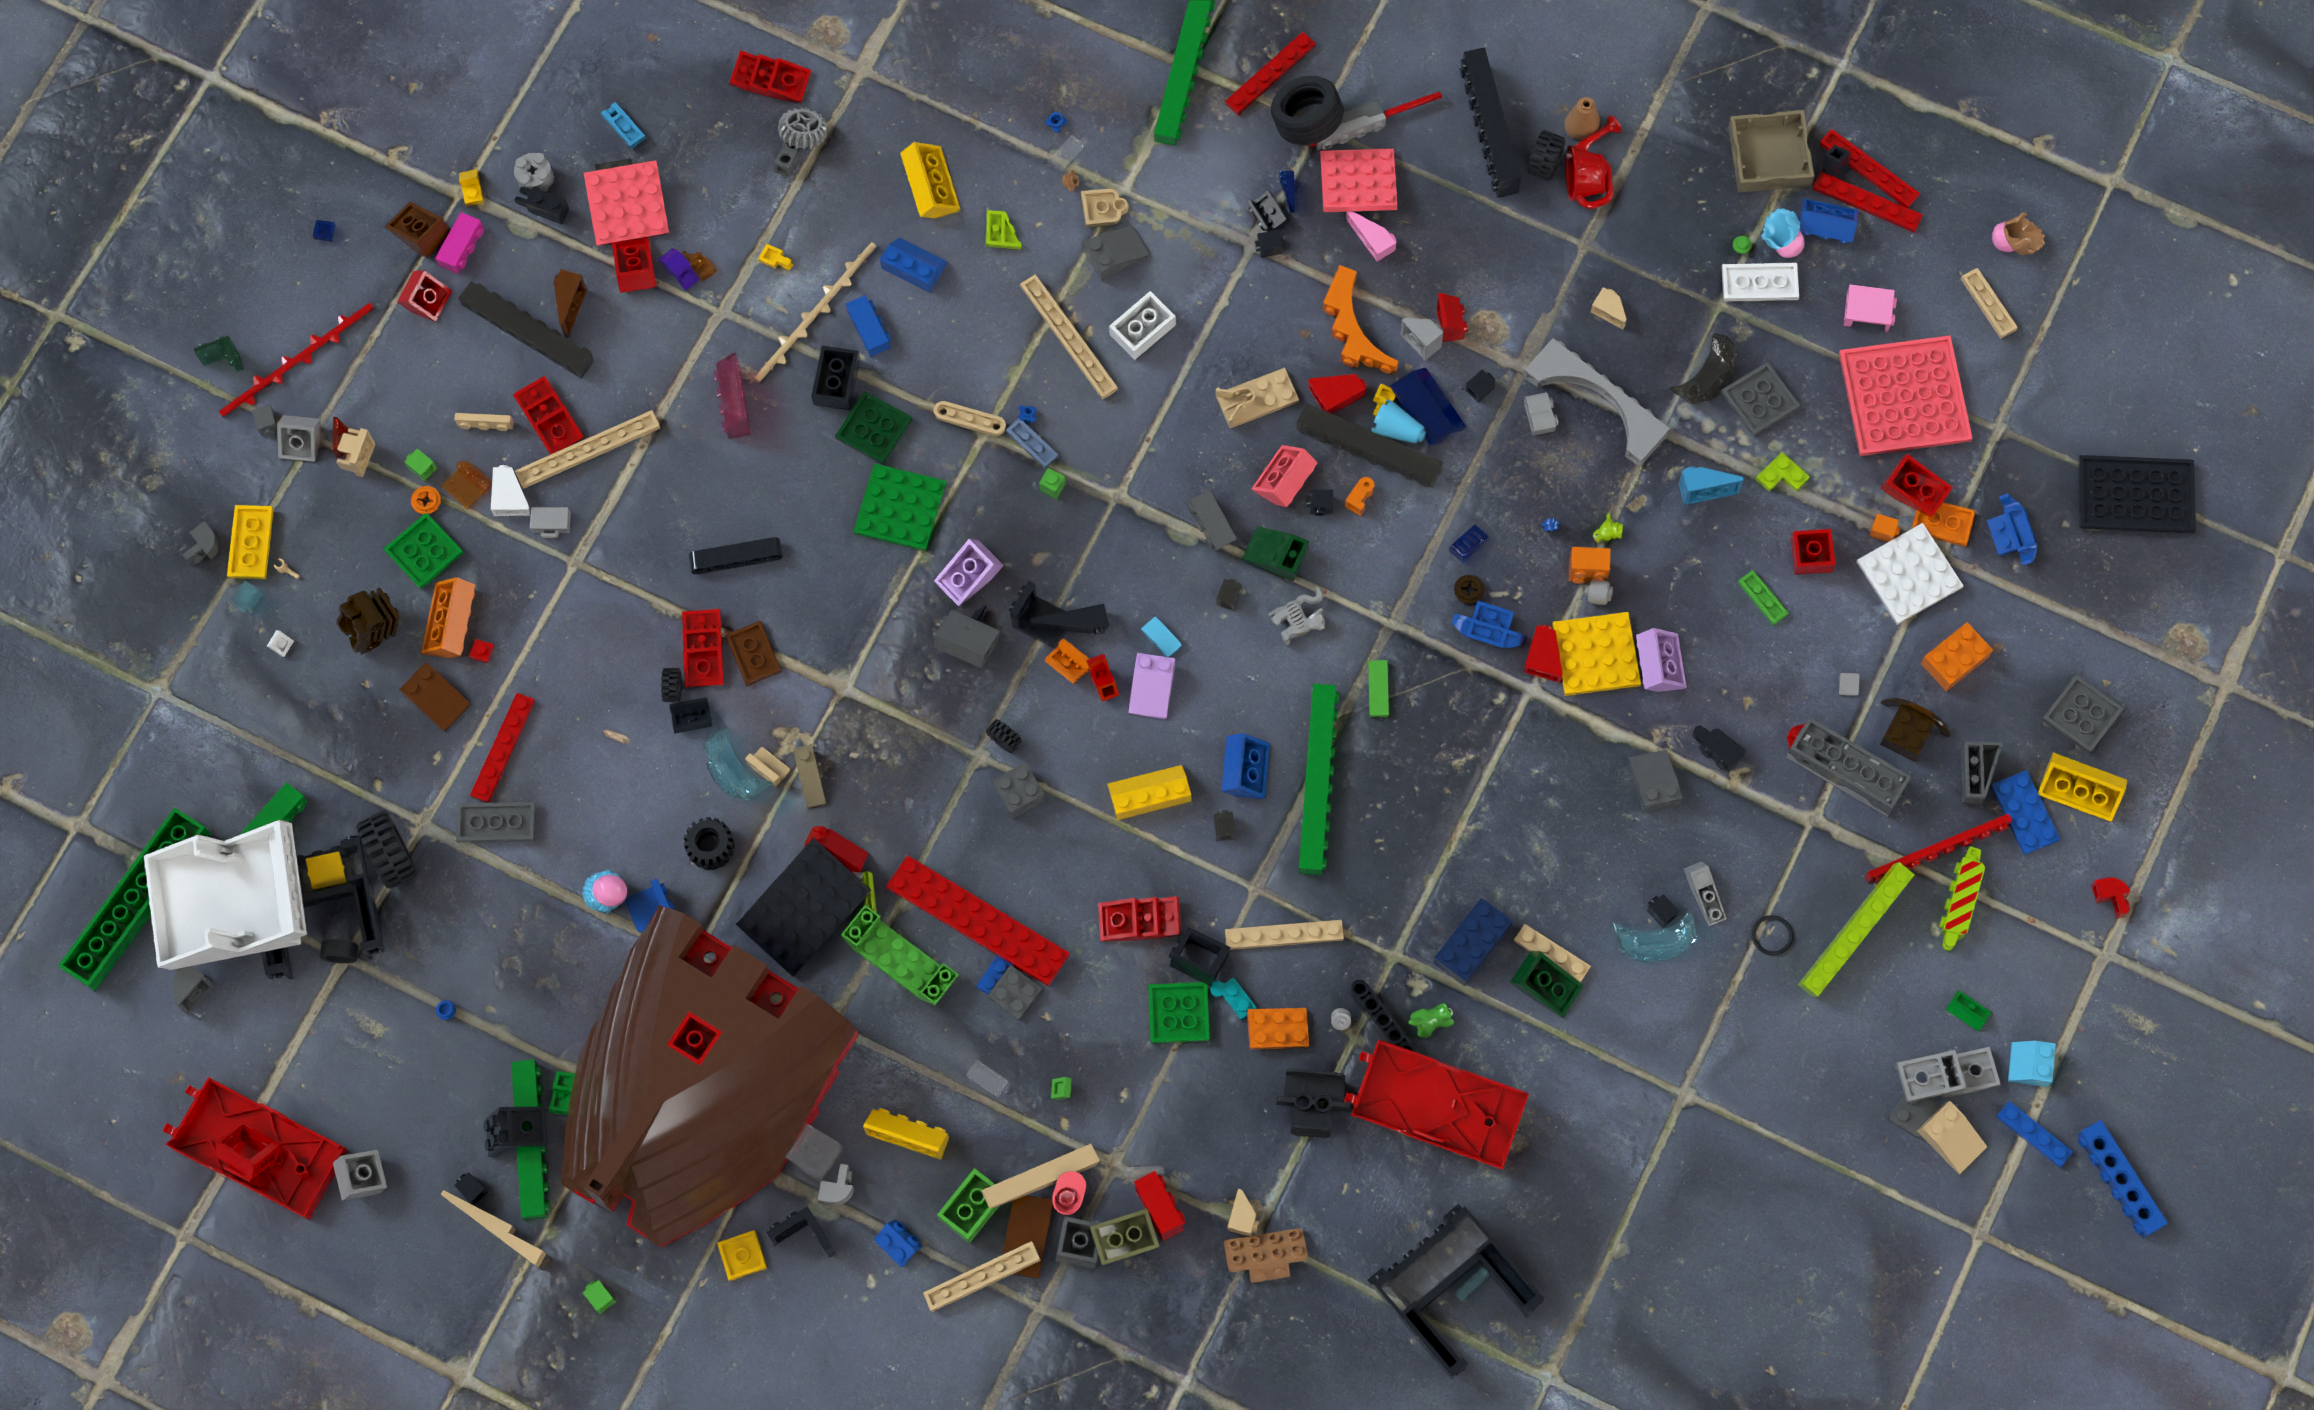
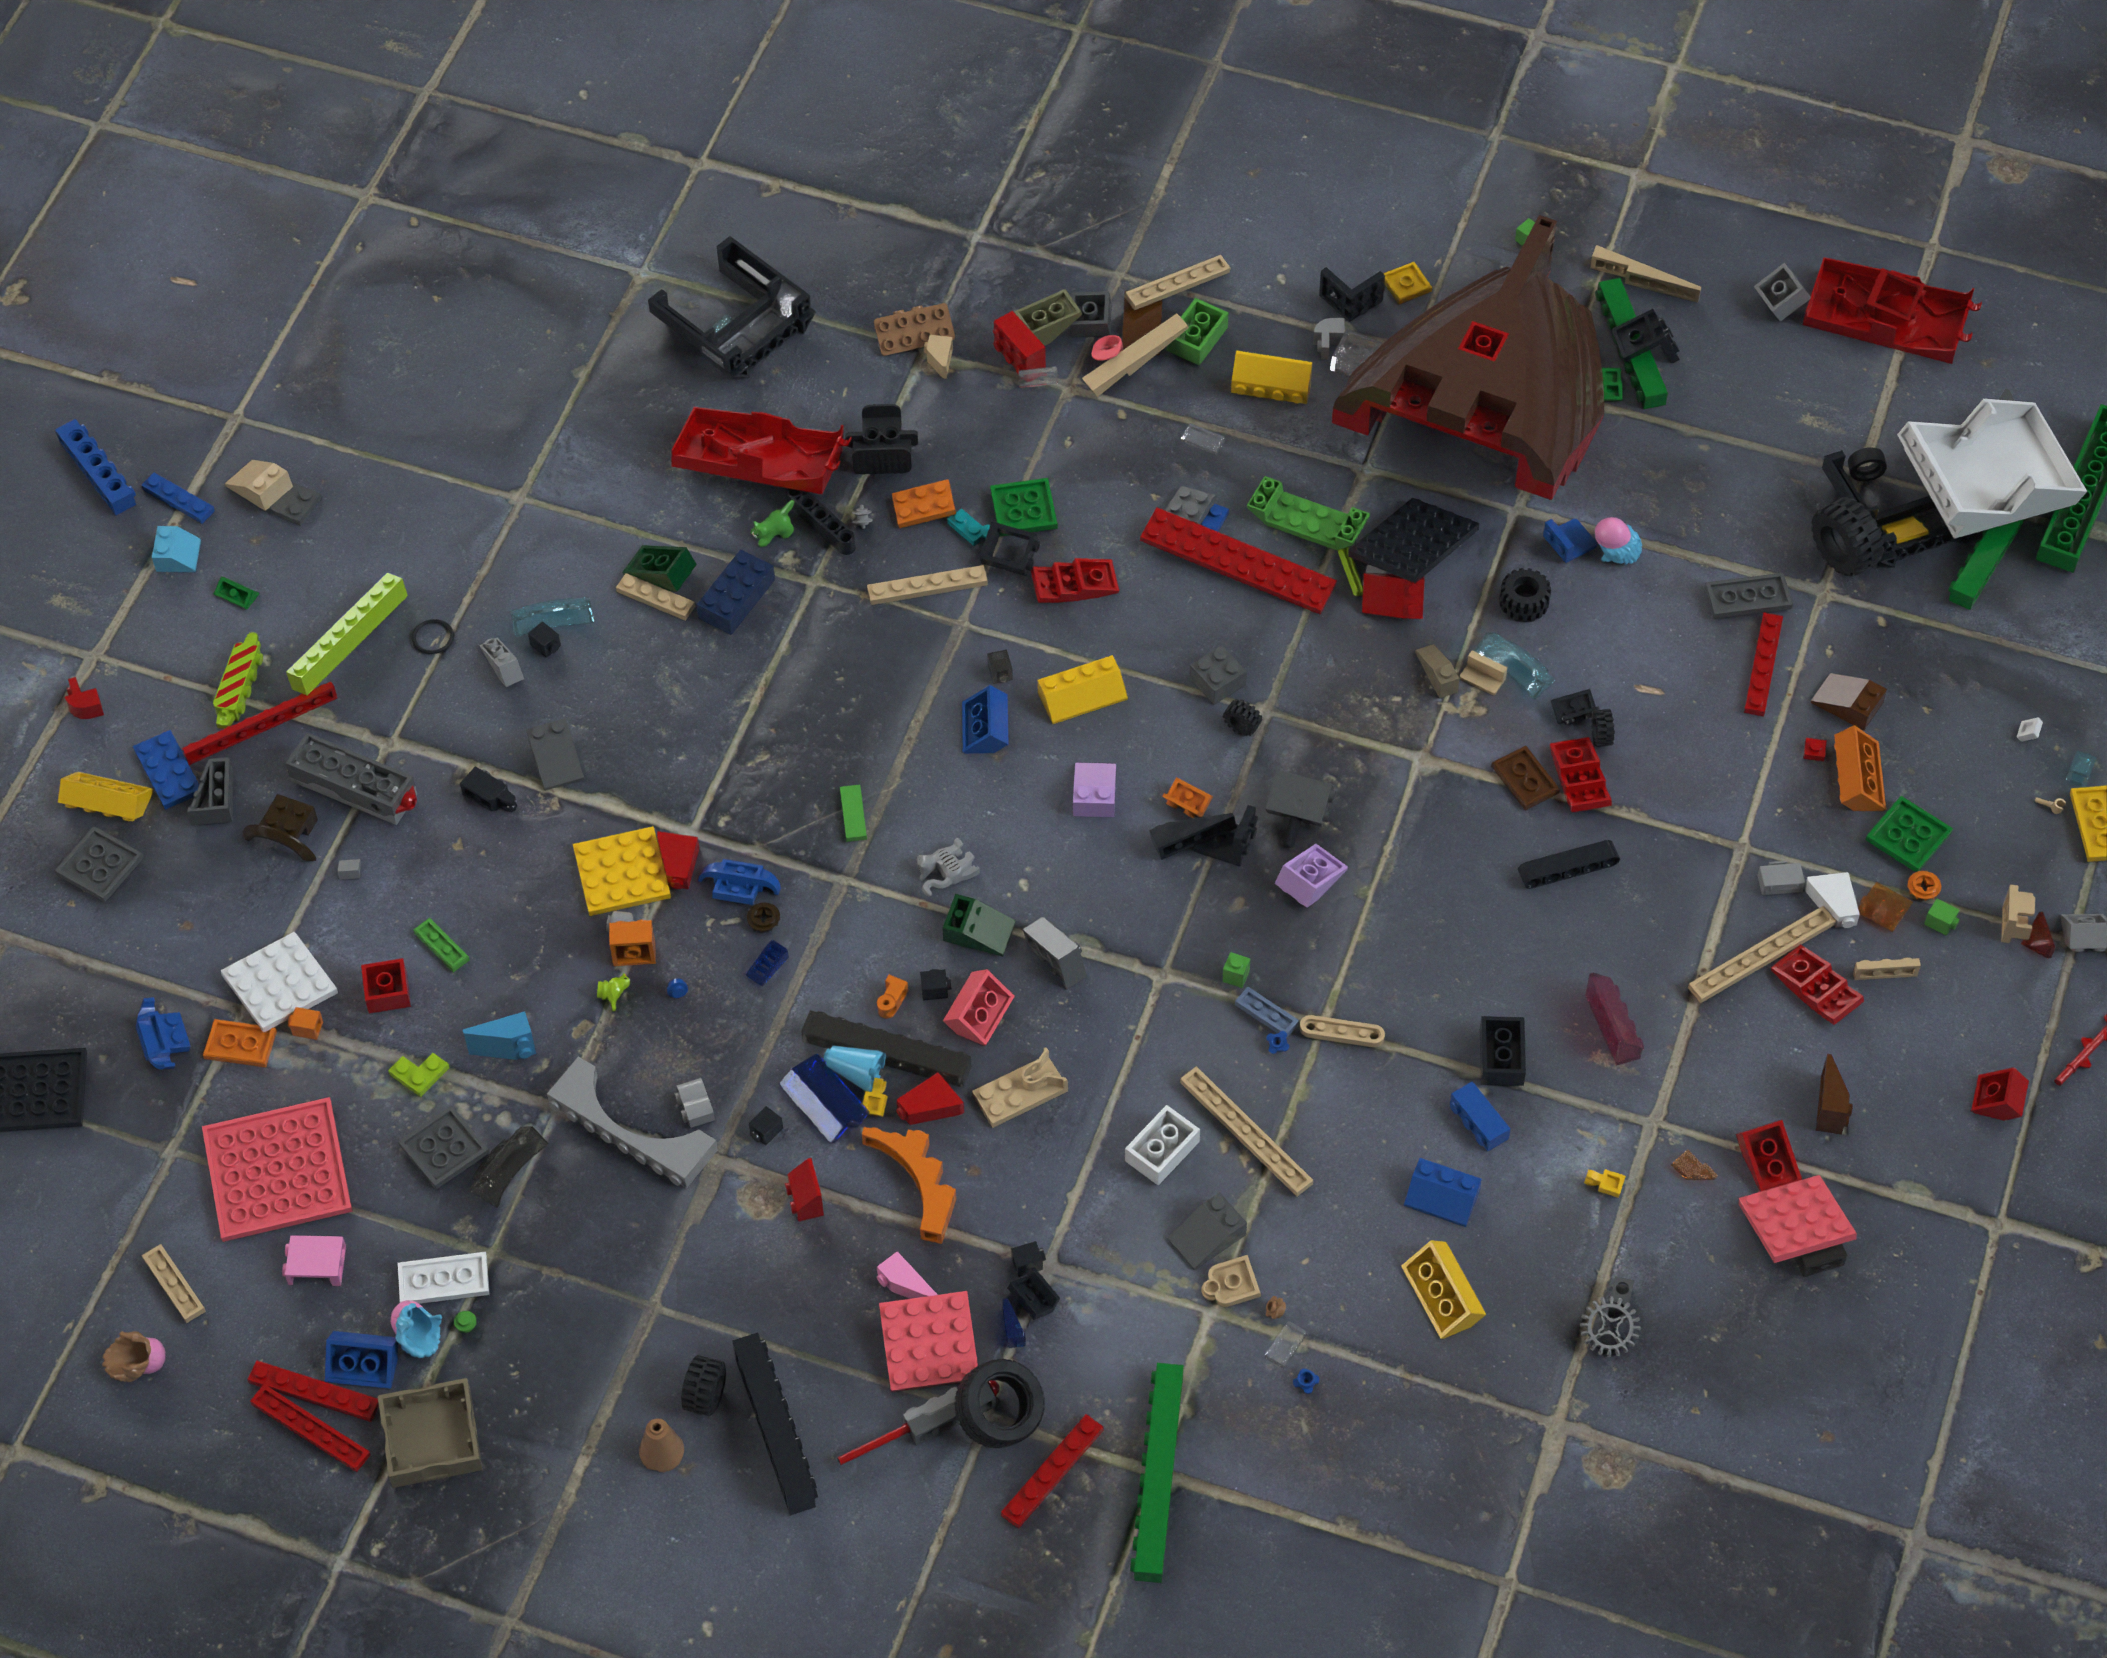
camera: 170 degrees right, 15 degrees down
(368, 620) = (1942, 746): dark brown piece -> none
(419, 229) = (2033, 1168): reddish brown slope -> none
(445, 1010) = (1746, 437): blue plate -> none
(459, 243) = (1978, 1157): dark pink brick -> none
(470, 1188) = (1675, 301): black brick -> none
(471, 187) = (1989, 1228): yellow slope -> none
(526, 329) = (1872, 1071): clear smoke brick -> none
(533, 172) = (1918, 1243): light grey brick -> none
(544, 204) = (1896, 1209): black hinge -> none
(623, 125) = (1830, 1317): dark azure plate -> none
(679, 267) = (1718, 1153): dark purple brick -> none
(770, 77) = (1667, 1396): red slope -> none
(808, 317) = (1538, 1136): tan plant -> none
(873, 427) = (1448, 1010): dark green plate -> none
(898, 1242) = (1260, 304): blue bracket -> none
(900, 507) = (1400, 935): green plate -> none
(999, 231) = (1348, 1241): lime wing -> none
(1061, 1088) = (1129, 433): bright green plate -> none
(1102, 677) = (1147, 784): red brick -> none
(1161, 636) = (1094, 836): medium azure slope -> none
(1229, 594) = (1024, 881): clear smoke brick -> none
(1317, 779) = (909, 721): green brick -> none
(1422, 335) = (836, 1164): light grey slope -> none
(1590, 172) = (649, 1382): red piece -> none
(1609, 307) = (621, 1228): tan slope -> none
(1661, 660) = (551, 865): lavender slope -> none
(1836, 161) = (349, 1424): black brick -> none
(1916, 486) = (269, 1066): red slope -> none
(1948, 1074) = (257, 530): light grey bracket -> none
(1956, 656) = (231, 901): orange brick -> none

